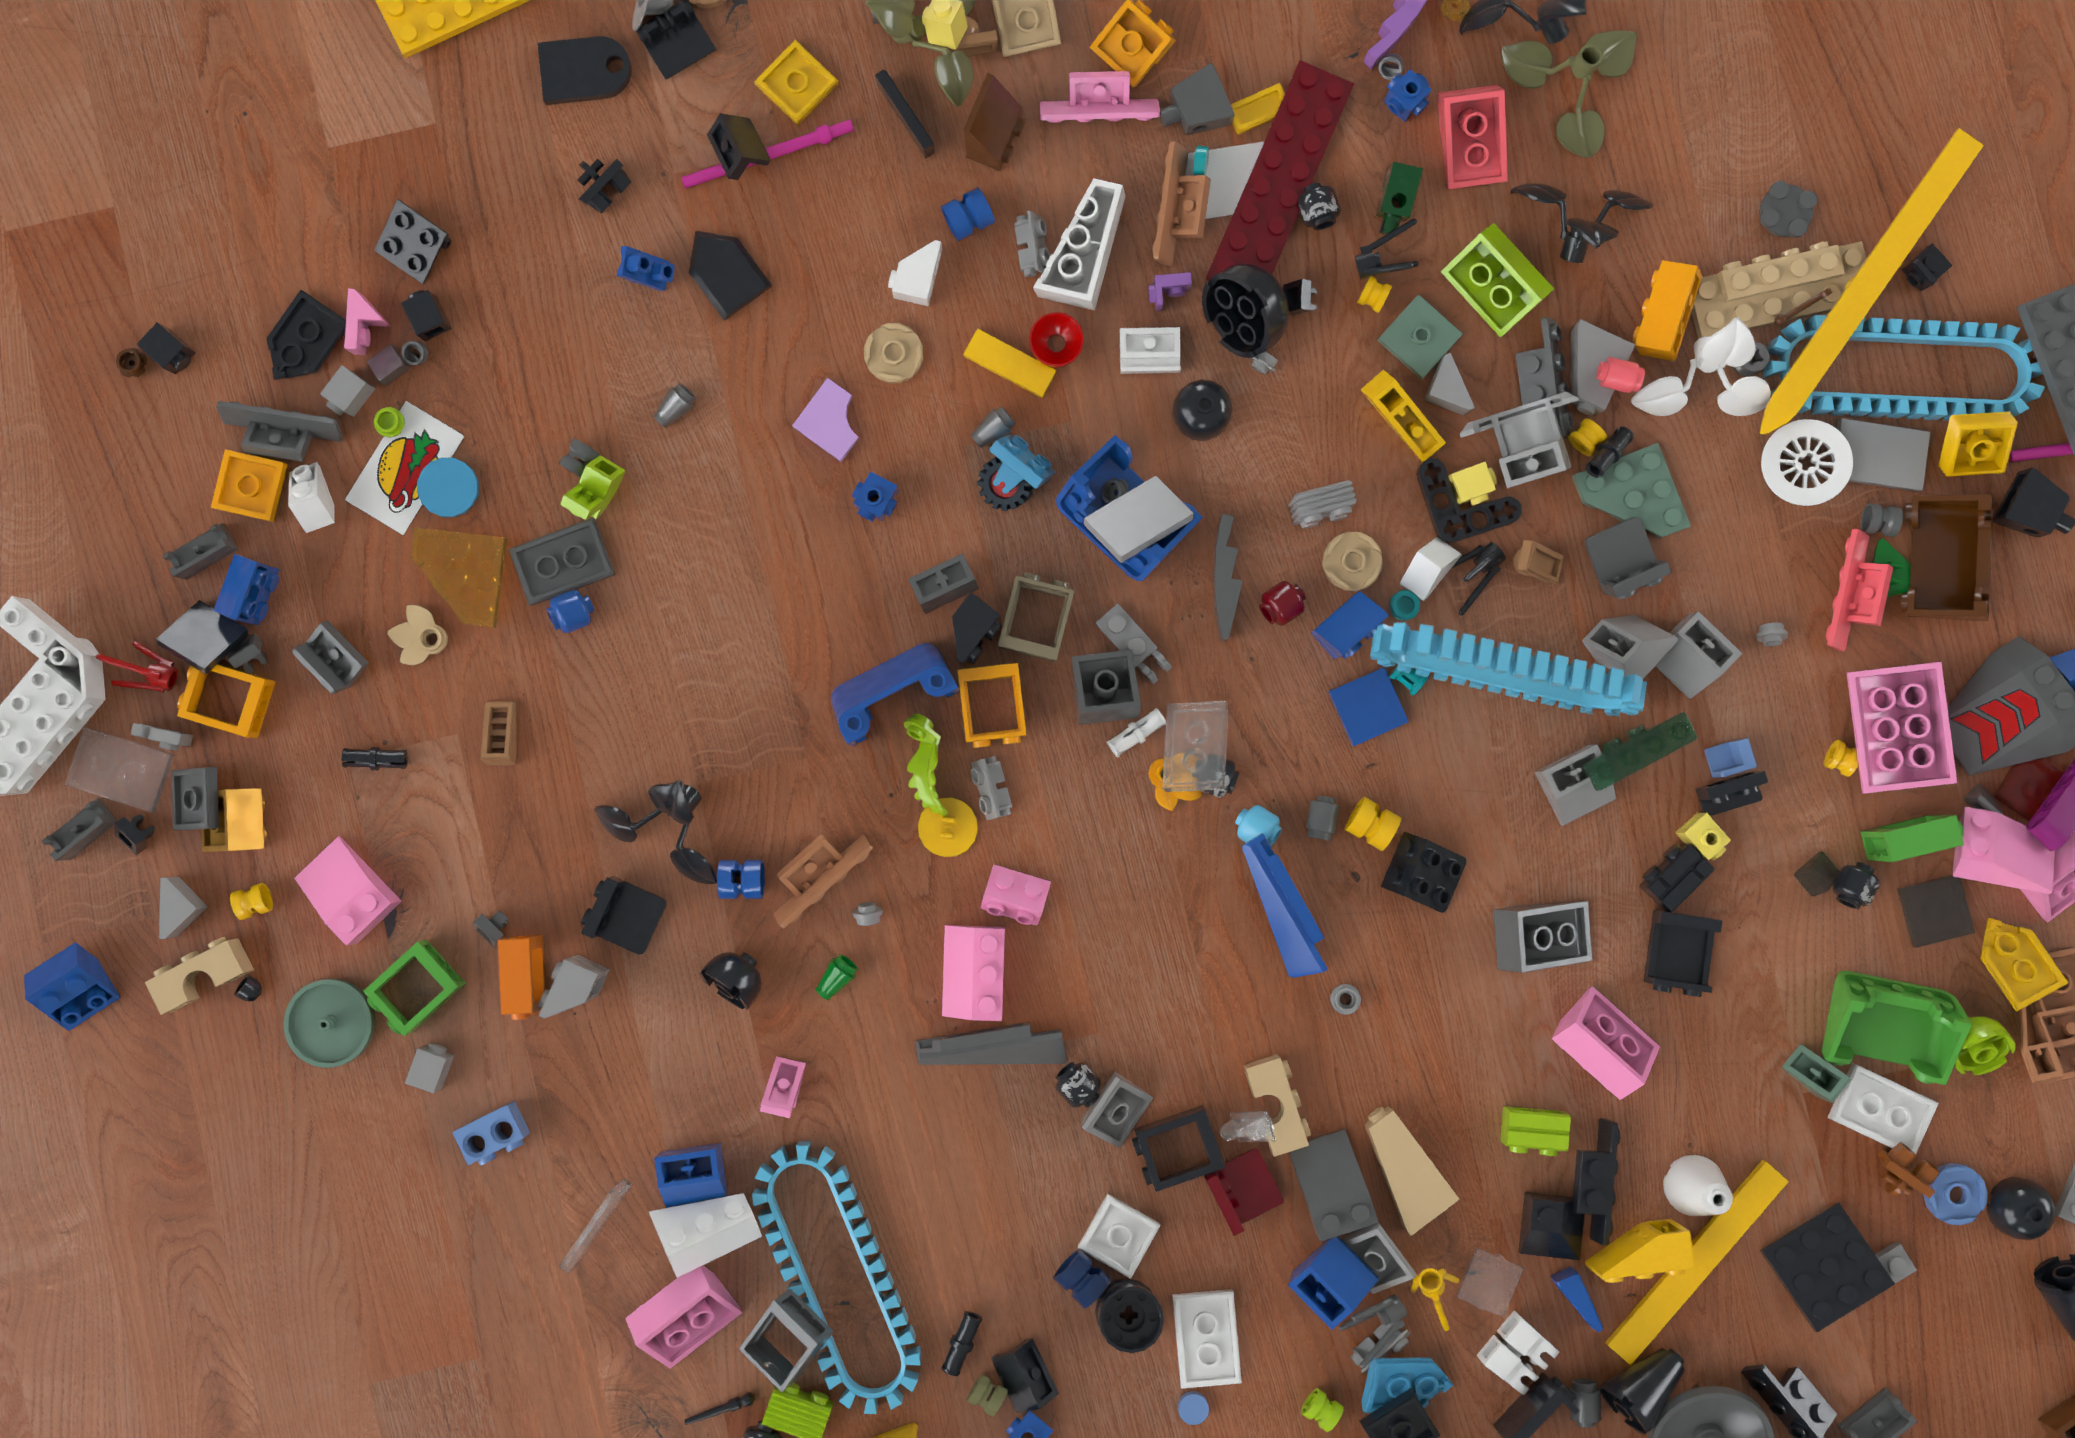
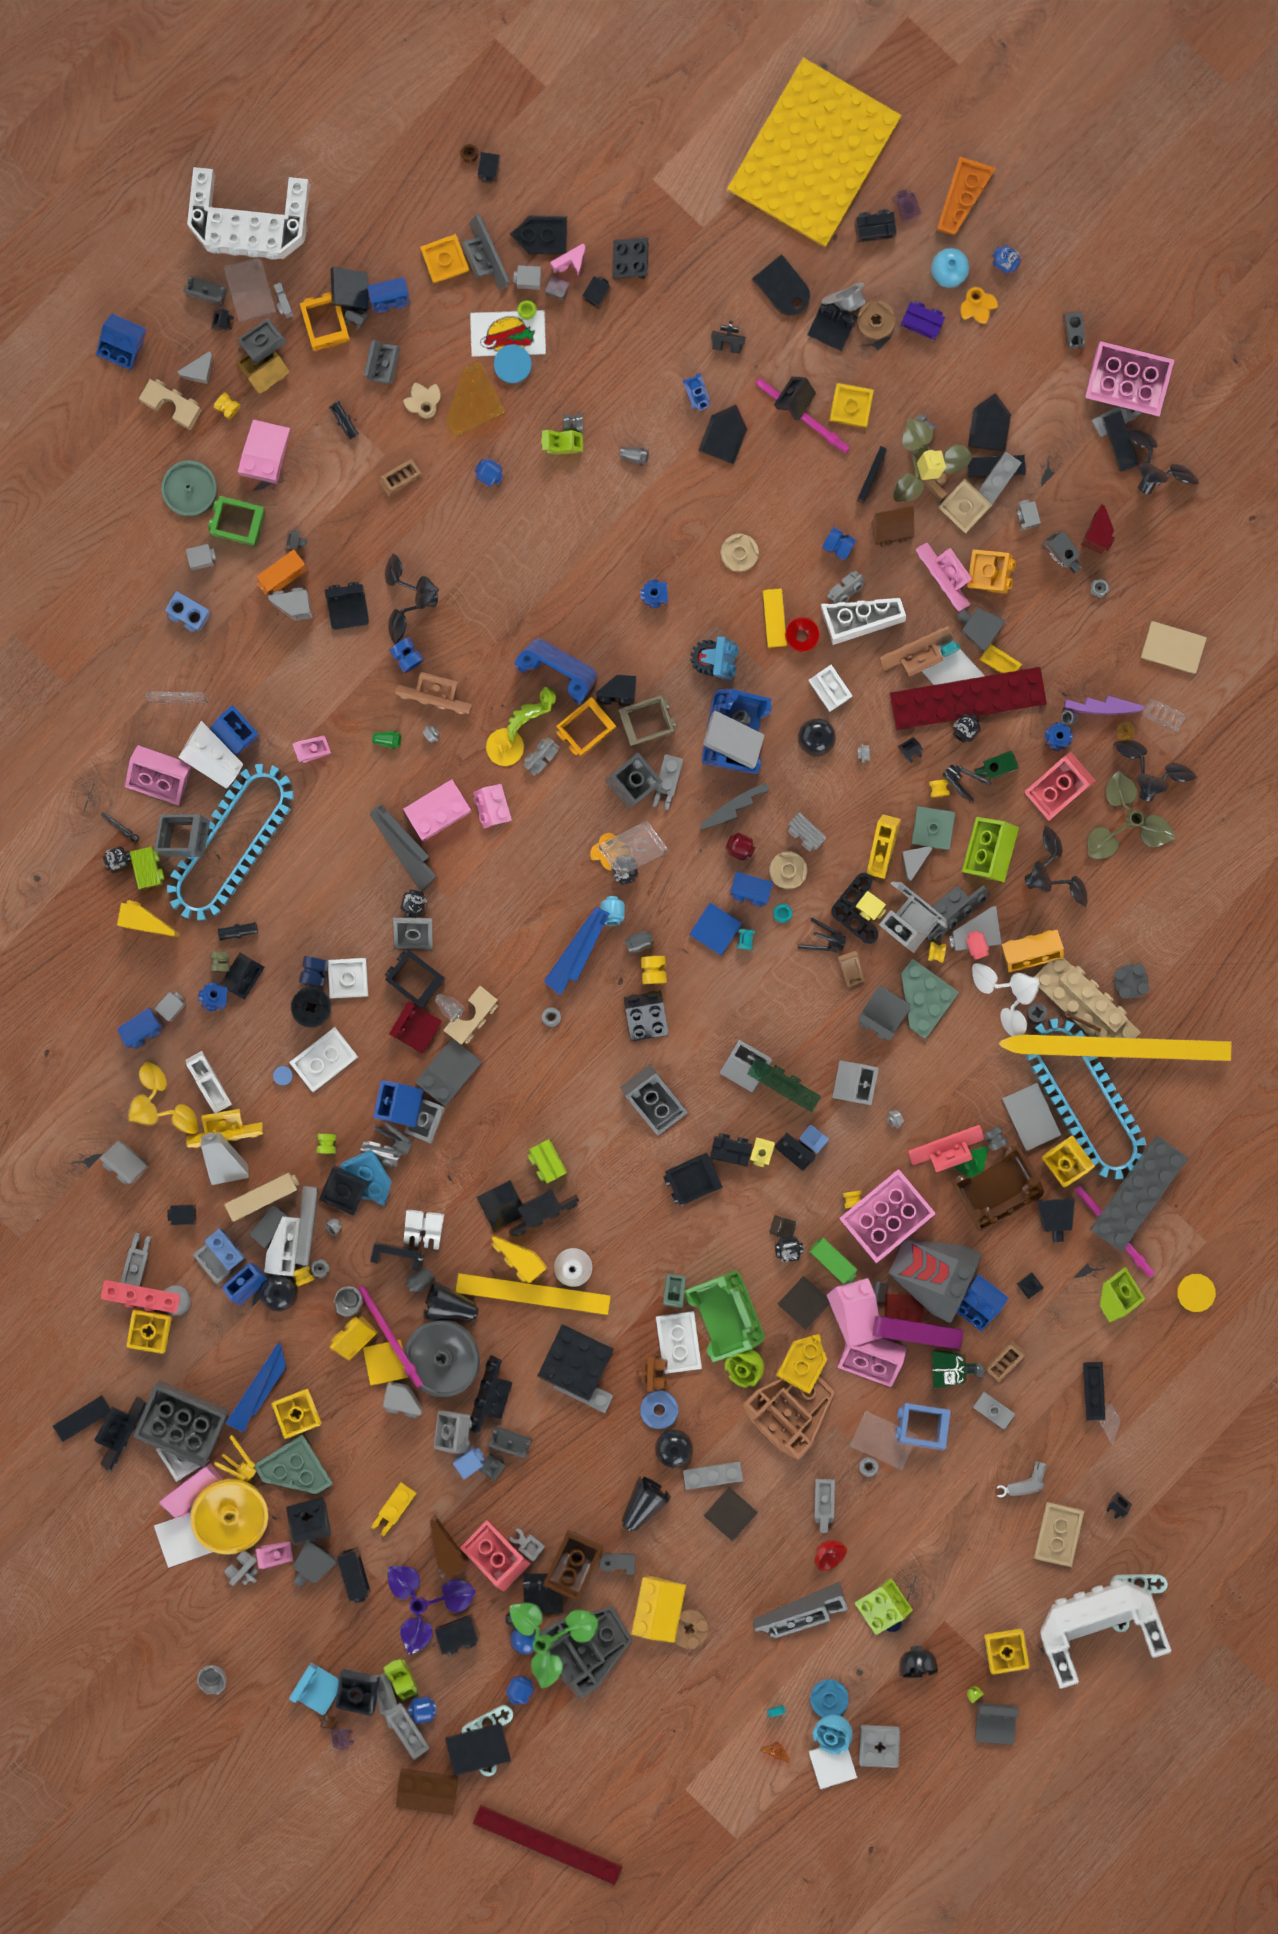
camera: 60 degrees right, 0 degrees up
(160, 675) = (313, 278): red plant -> none
(201, 552) = (393, 256): dark grey hinge -> none
(248, 989) = (179, 434): black hinge -> none
(310, 497) = (459, 295): white slope -> none
(412, 357) = (569, 299): dark grey hinge -> none
(562, 561) = (512, 450): dark grey tile -> none
(734, 978) = (352, 685): black cylinder -> none
(826, 420) = (679, 540): lavender tile -> none
(916, 275) = (789, 537): white slope -> none
(943, 583) = (632, 659): dark grey hinge -> none
(993, 427) = (734, 631): flat silver cone -> none
(1136, 732) = (620, 814): white pin -> none
(1172, 284) = (873, 677): medium lavender bracket -> none
(1246, 301) = (884, 724): black cylinder -> none
(1410, 1175) = (480, 1110): tan slope -> none
(1429, 567) = (811, 912): white slope -> none
(1432, 1286) = (430, 1153): yellow plant -> none
(1489, 1282) = (450, 1191): clear piece -> none
(1508, 669) = (779, 984): medium azure piece -> none
(1574, 1290) = (476, 1234): blue slope -> none
(1606, 1044) = (618, 1170): bright pink slope -> none
(1609, 452) = (935, 968): black pin -> none
(1628, 644) = (837, 1043): light grey slope -> none
(1825, 435) = (989, 1060): white piece -> none
(1926, 268) = (1149, 1076): black bracket -> none

